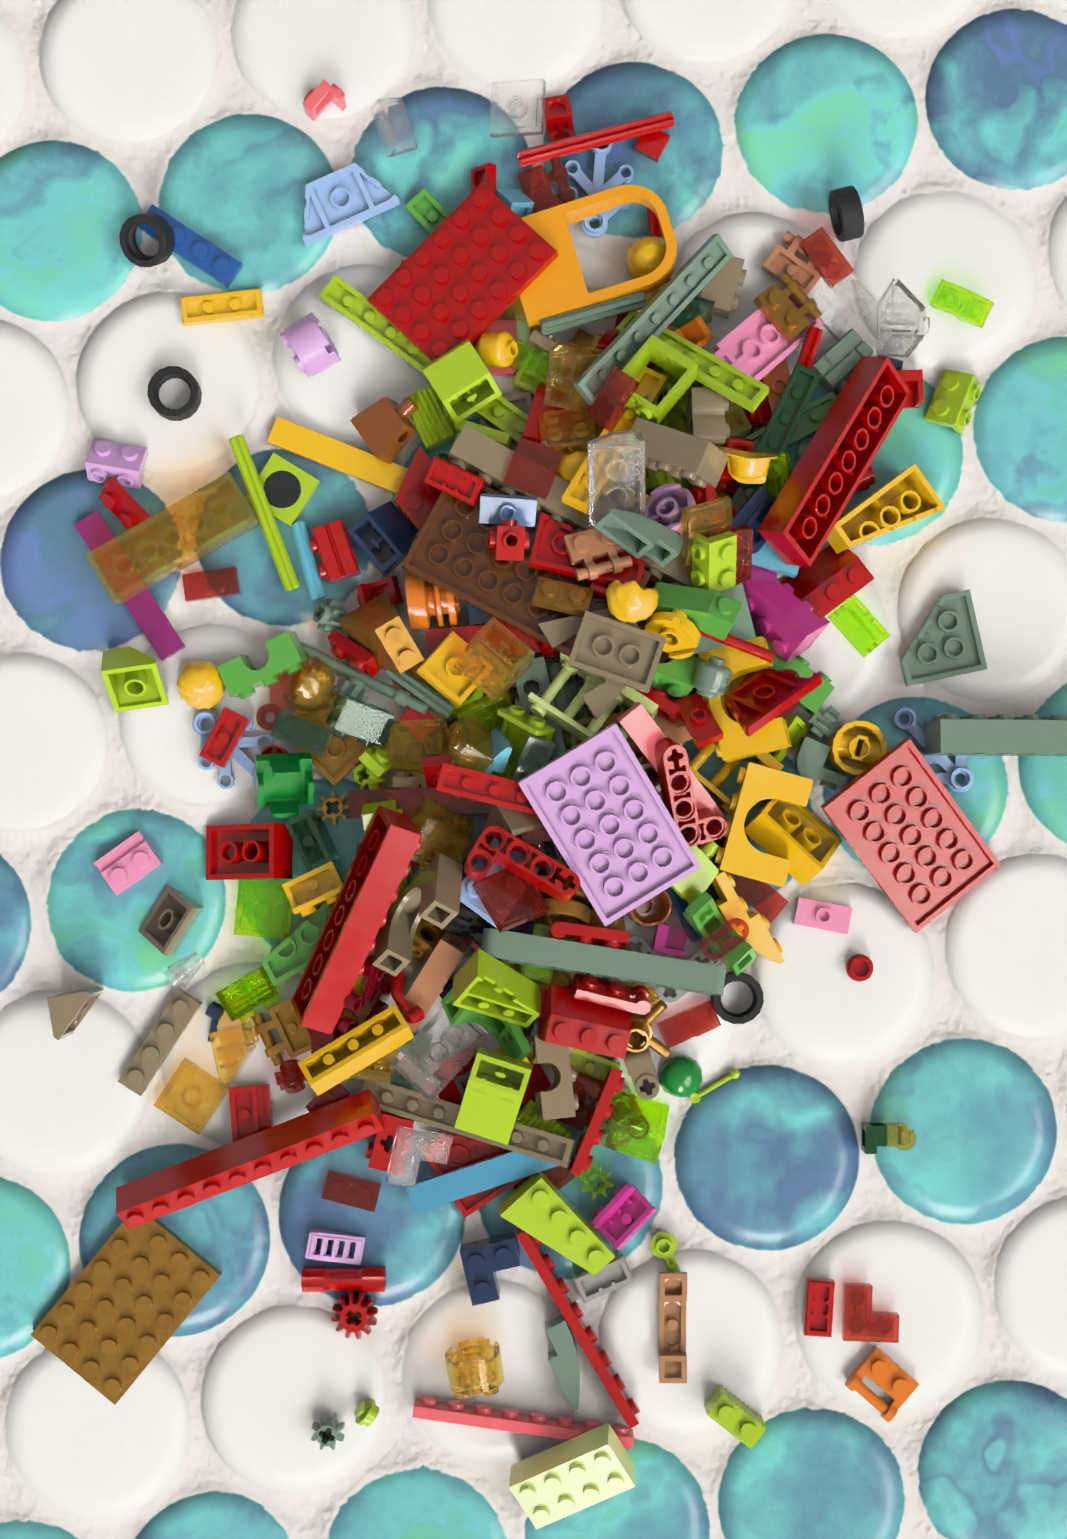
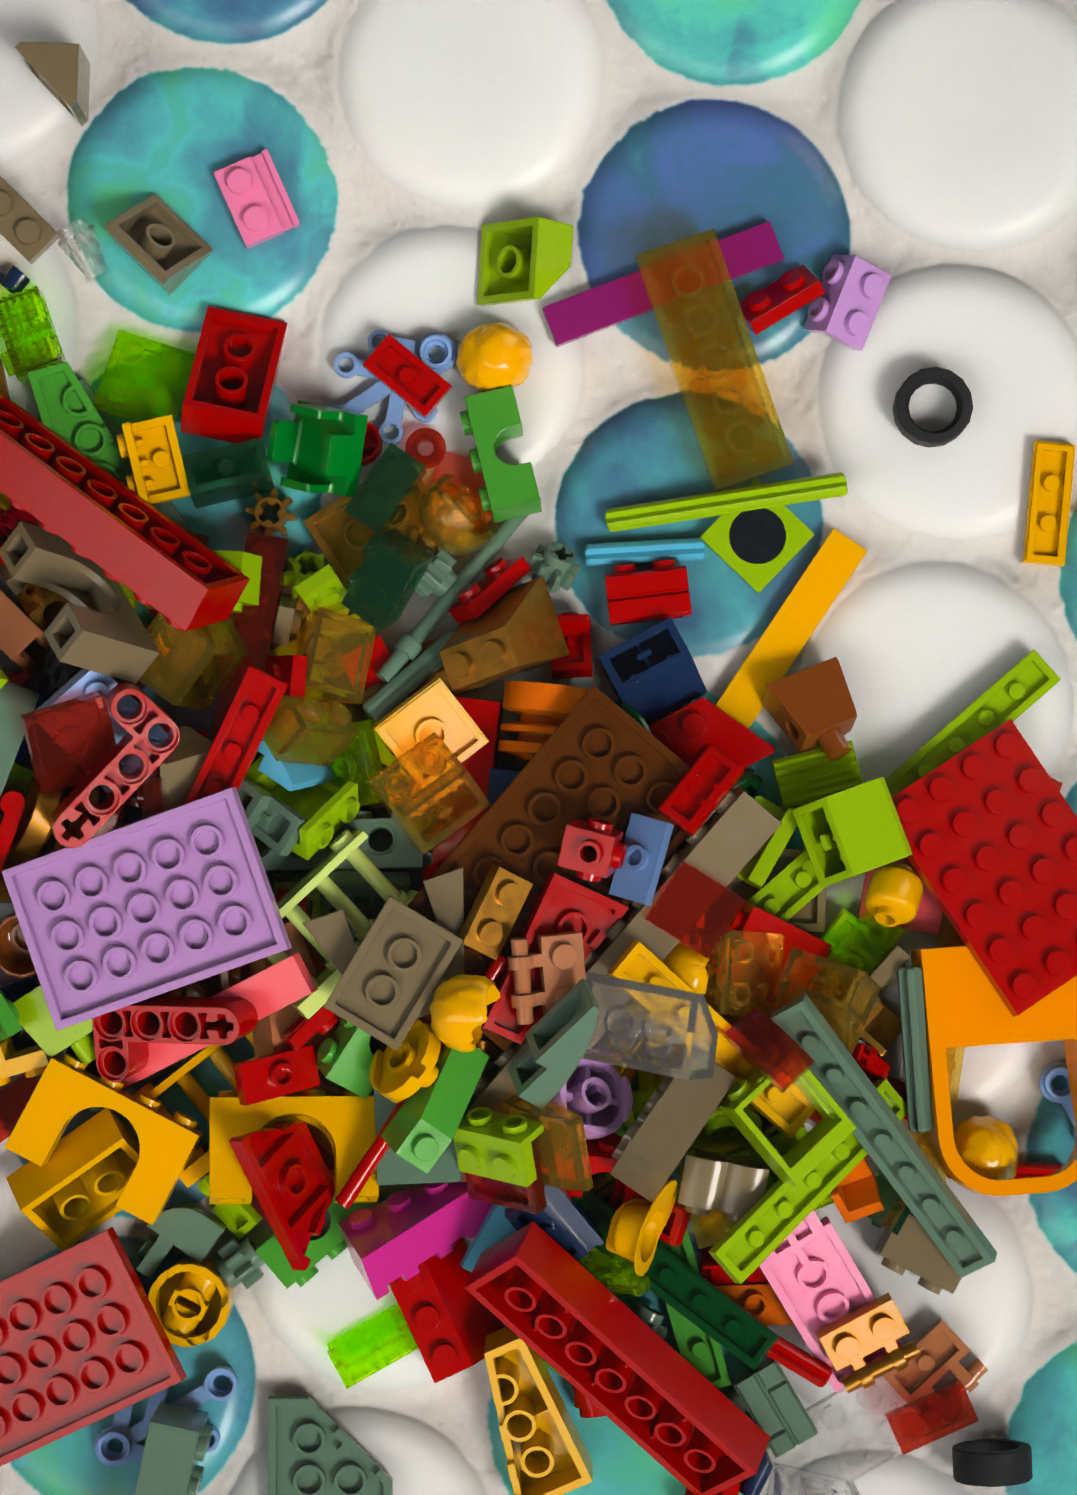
camera: 100 degrees right, 0 degrees up
(211, 584) = (639, 403): clear red plate -> none
(310, 345) = (959, 622): lavender brick -> none
(711, 677) = (332, 1107): sand green head -> none

